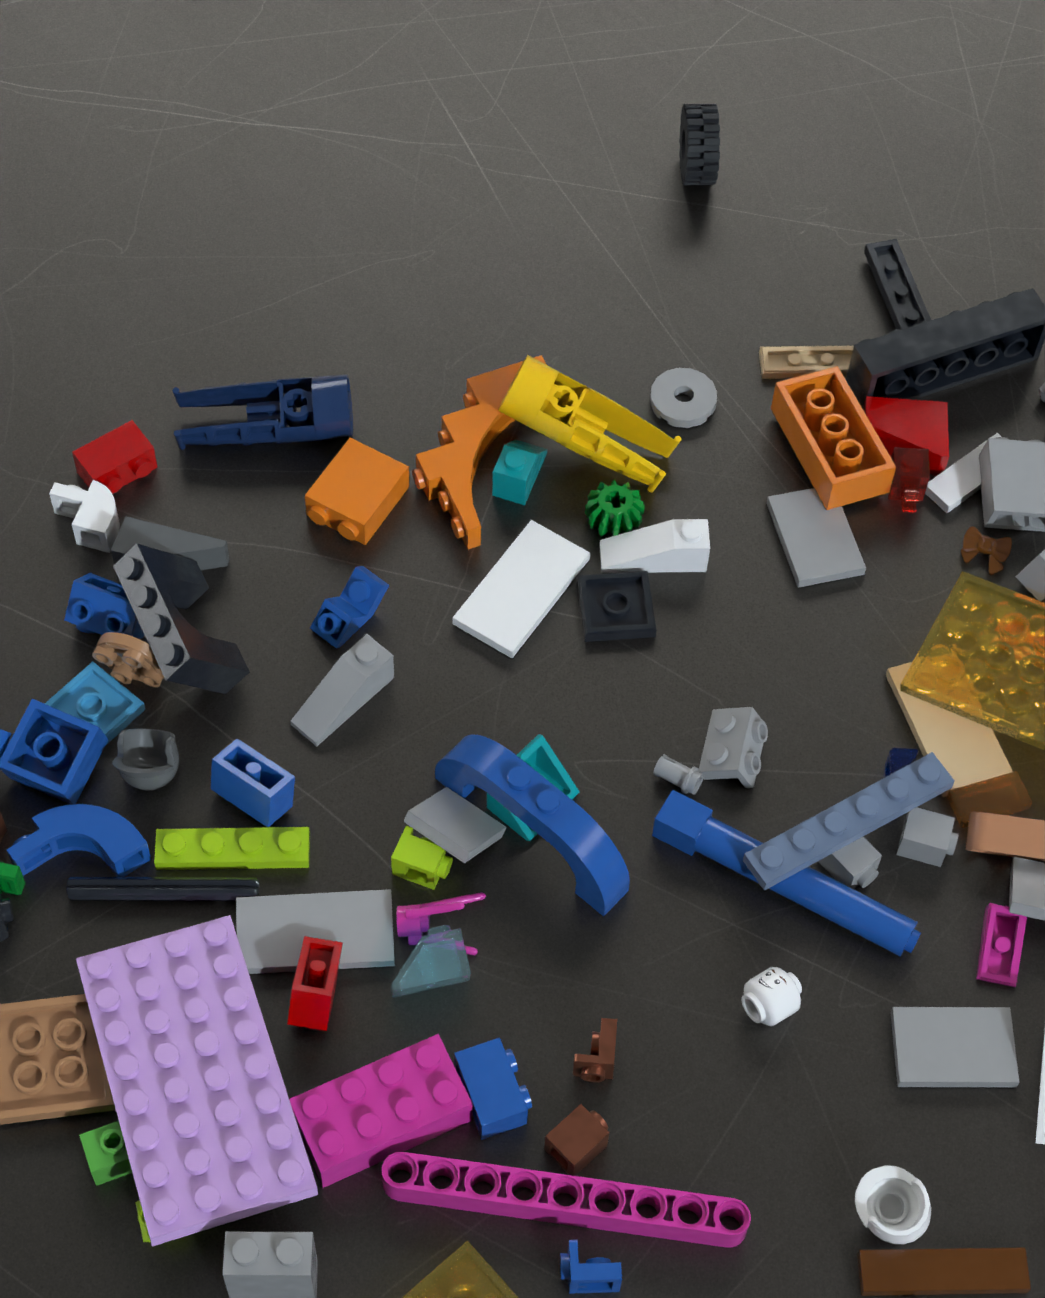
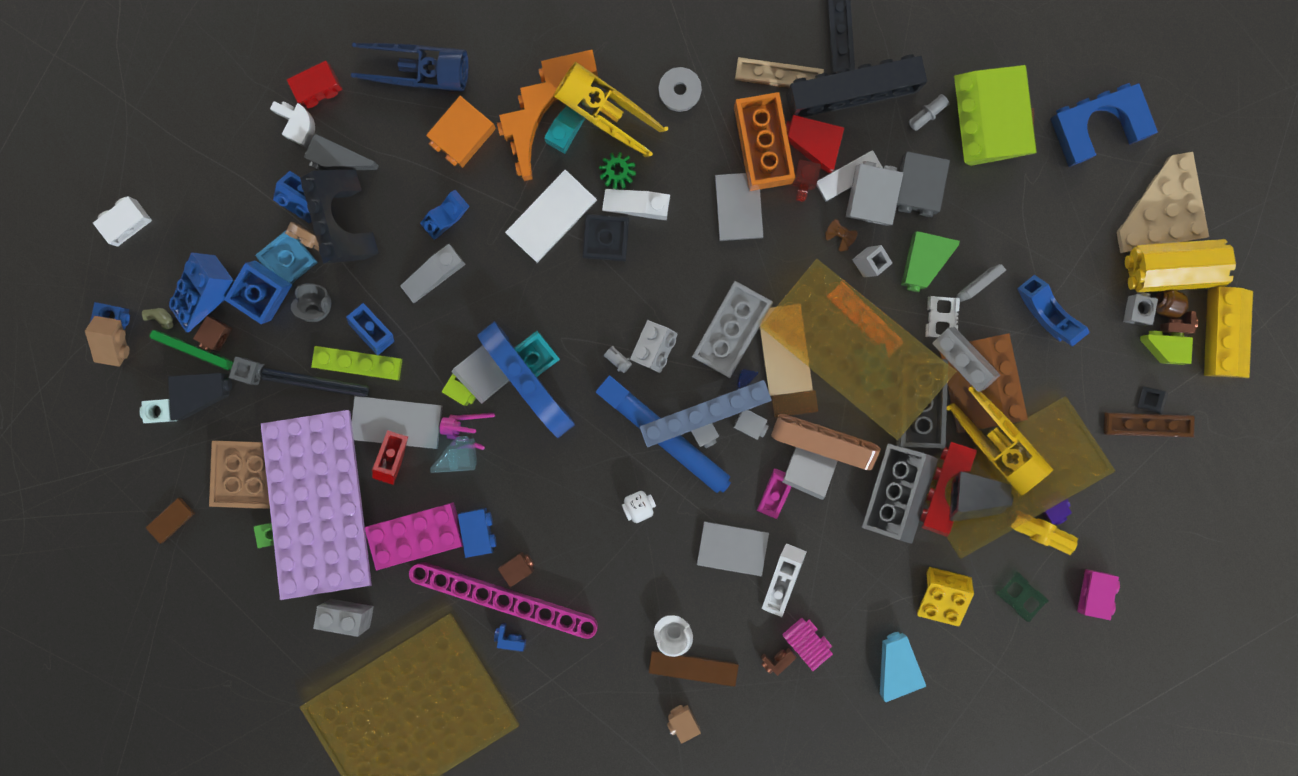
camera: 15 degrees right, 30 degrees up
(42, 878) = (246, 370): none -> dark grey brick
(84, 829) = (286, 346): blue arch -> none
(601, 1061) = (541, 519): copper bracket -> none
(855, 703) = (732, 329): none -> light grey tile

